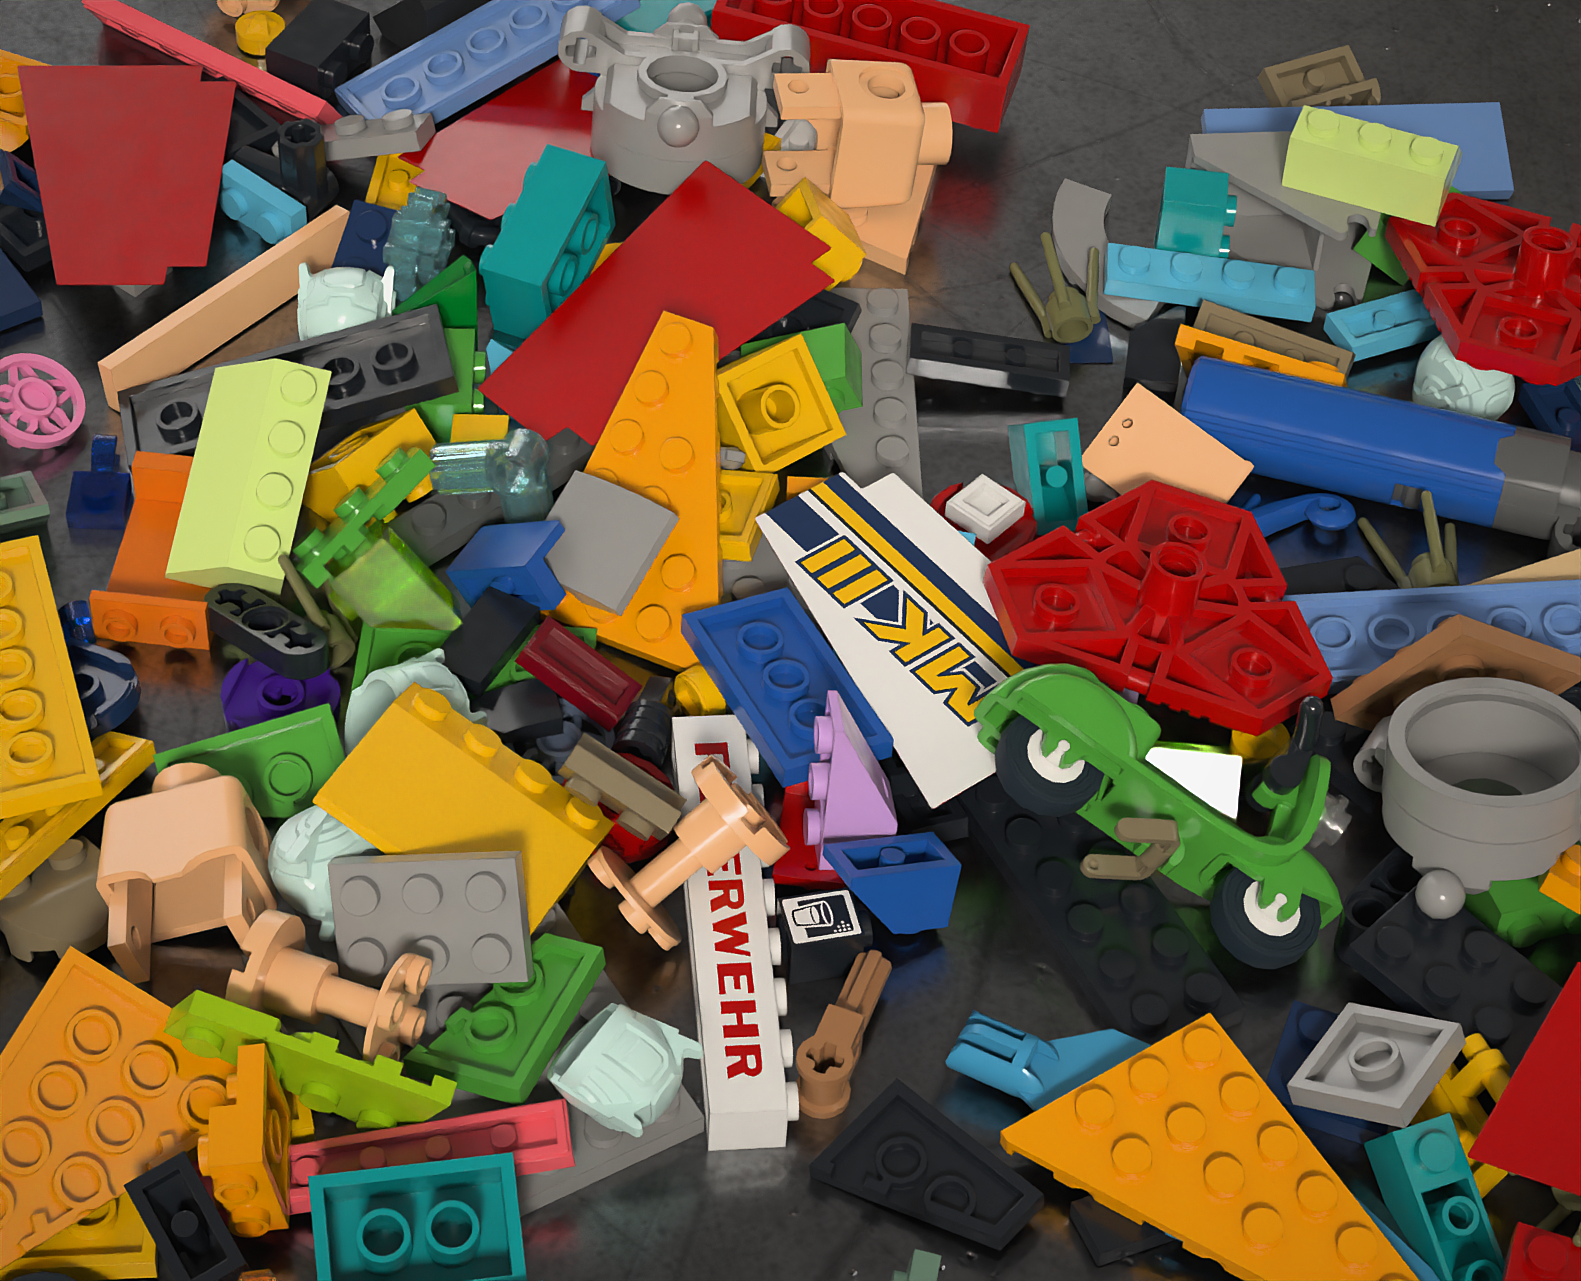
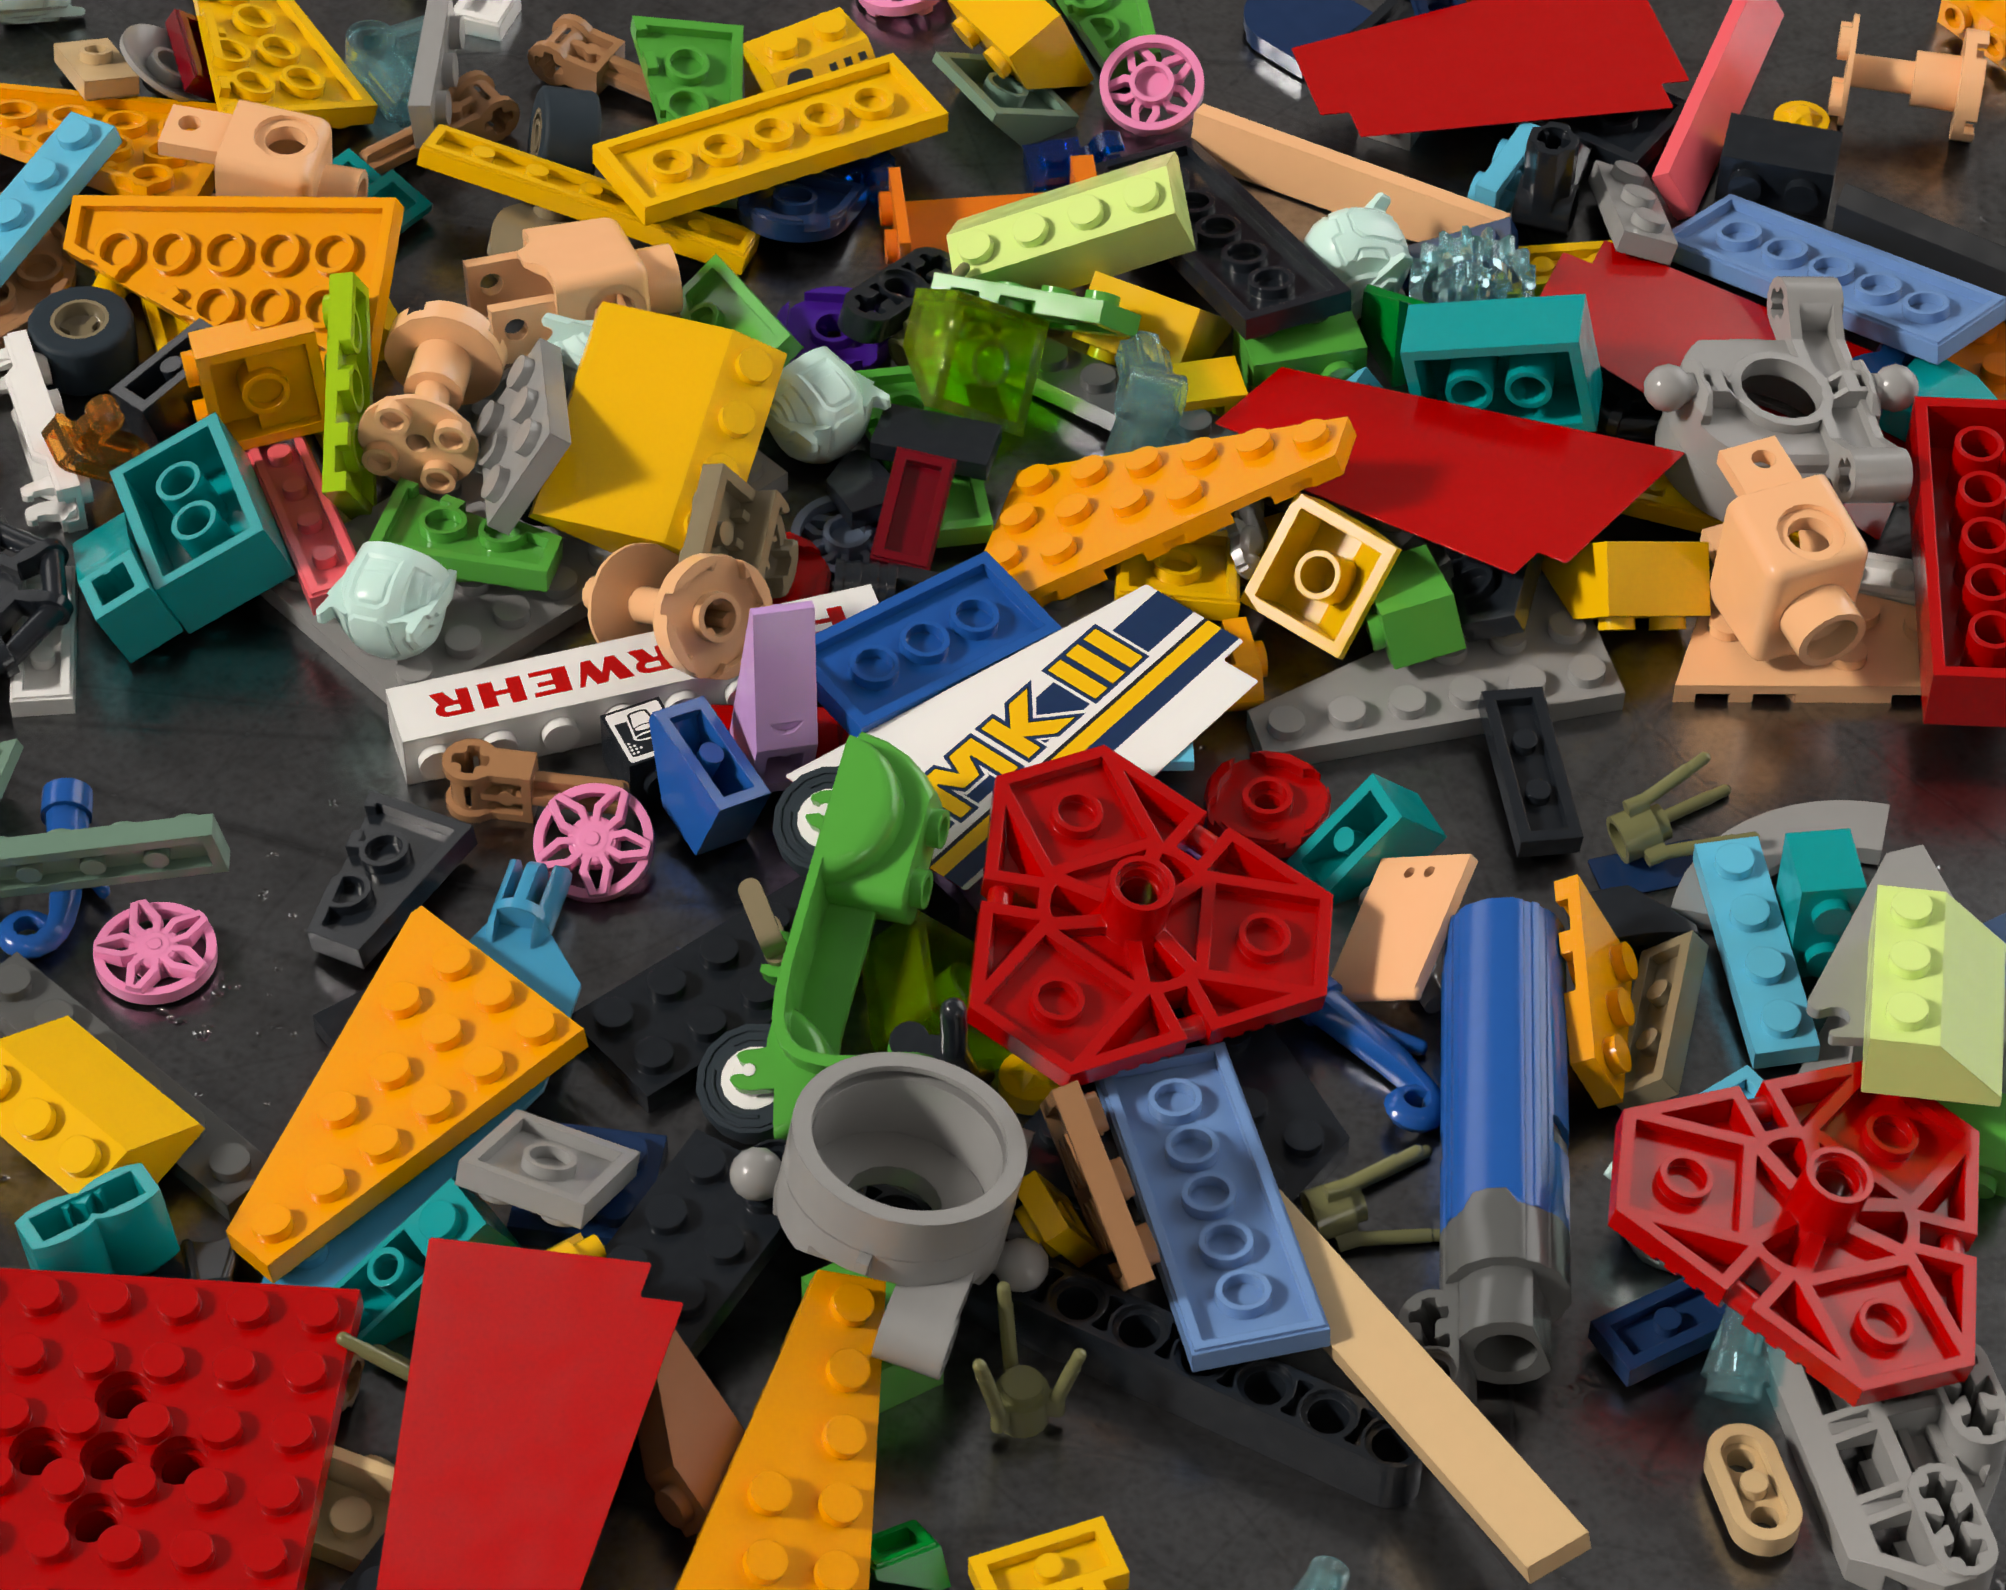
camera: 80 degrees right, 0 degrees up
(510, 561) = (1015, 429): blue panel -> none
(606, 541) = (1063, 473): light grey slope -> none
(926, 991) = (596, 840): none -> bright pink wheel
(985, 508) = (1272, 788): white tile -> none

